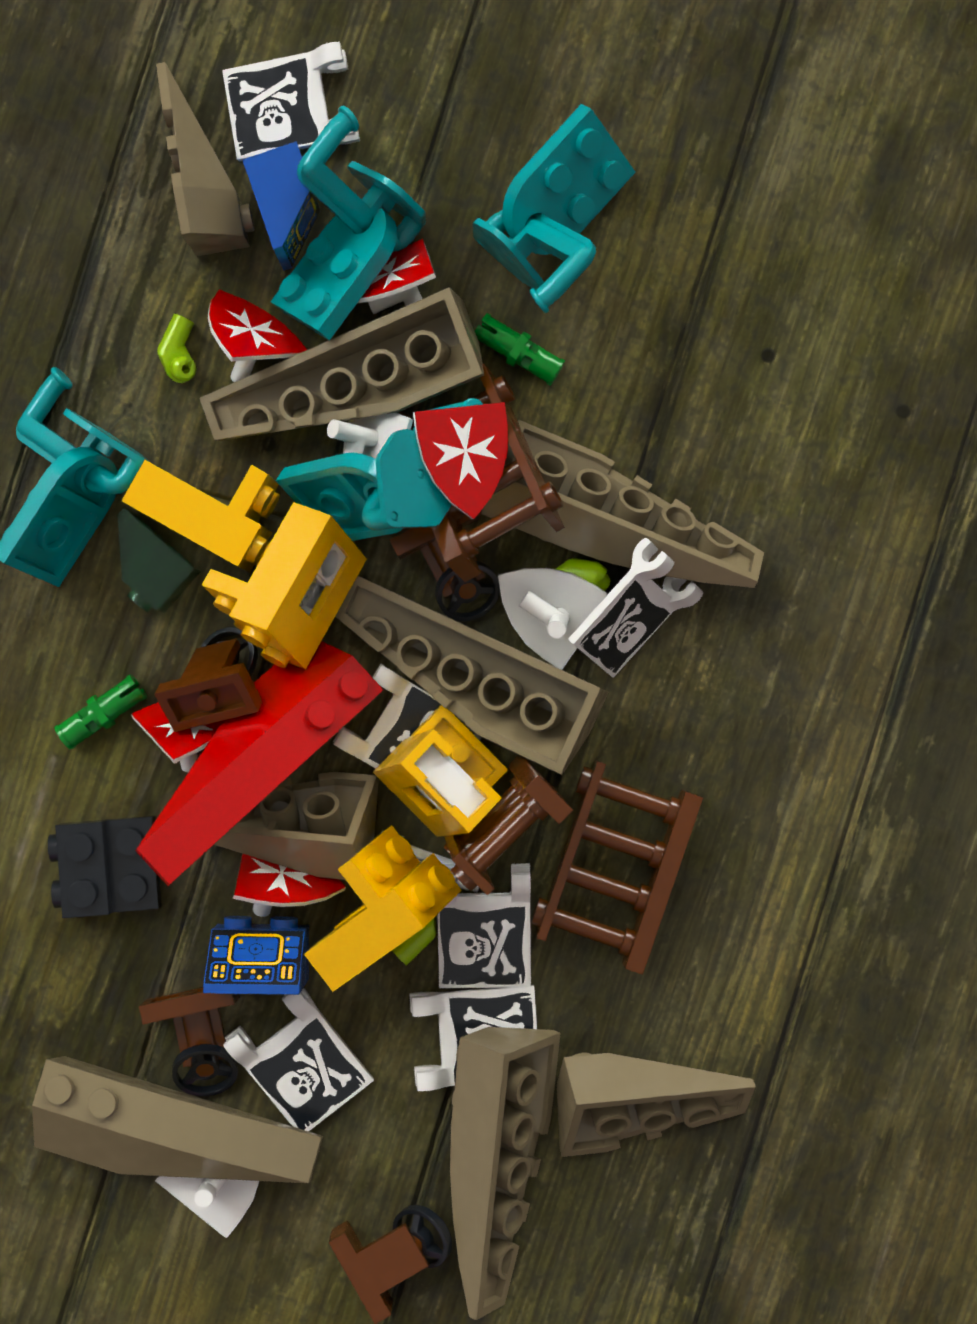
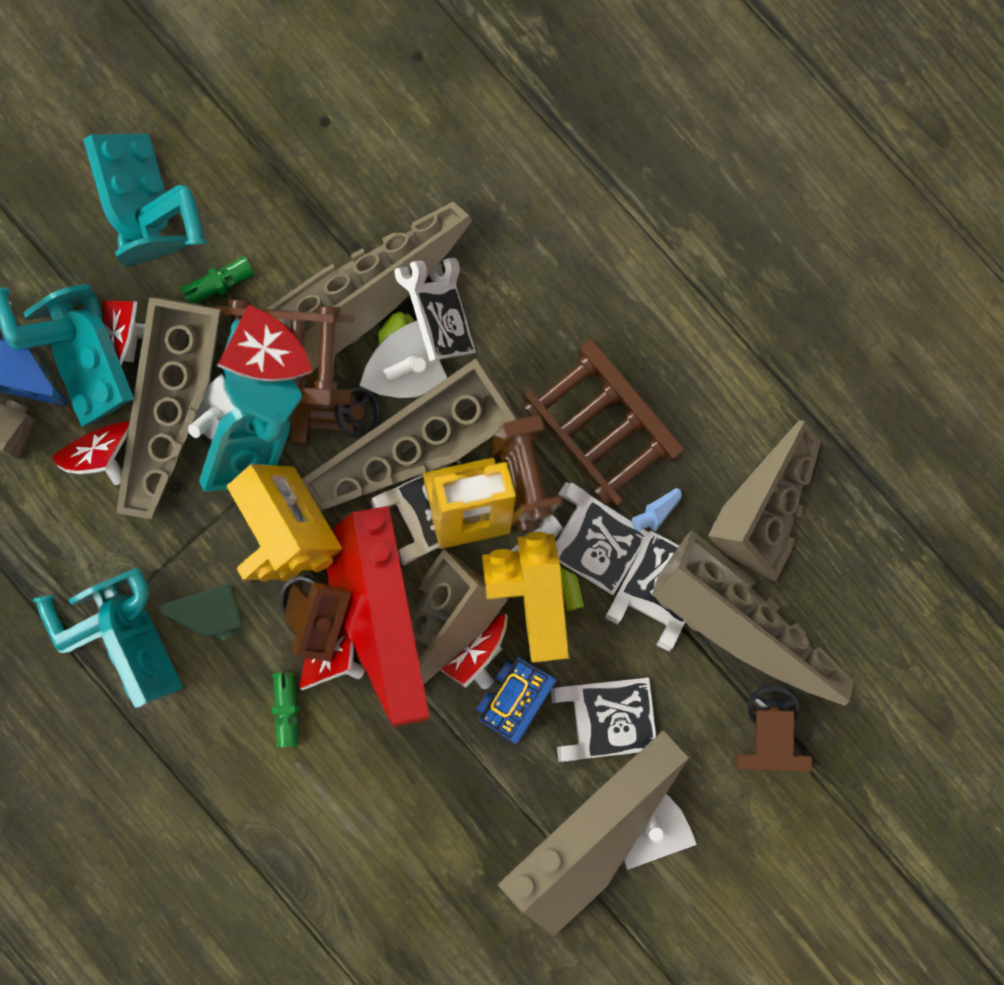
camera: 60 degrees left, 5 degrees down
(101, 867) = (392, 770): black plate -> none
(173, 351) = (74, 512): lime arm -> none
(198, 1035) = (546, 777): reddish brown piece -> none
(220, 528) = (200, 556): yellow brick -> none
(559, 982) = (657, 511): none -> light blue bar

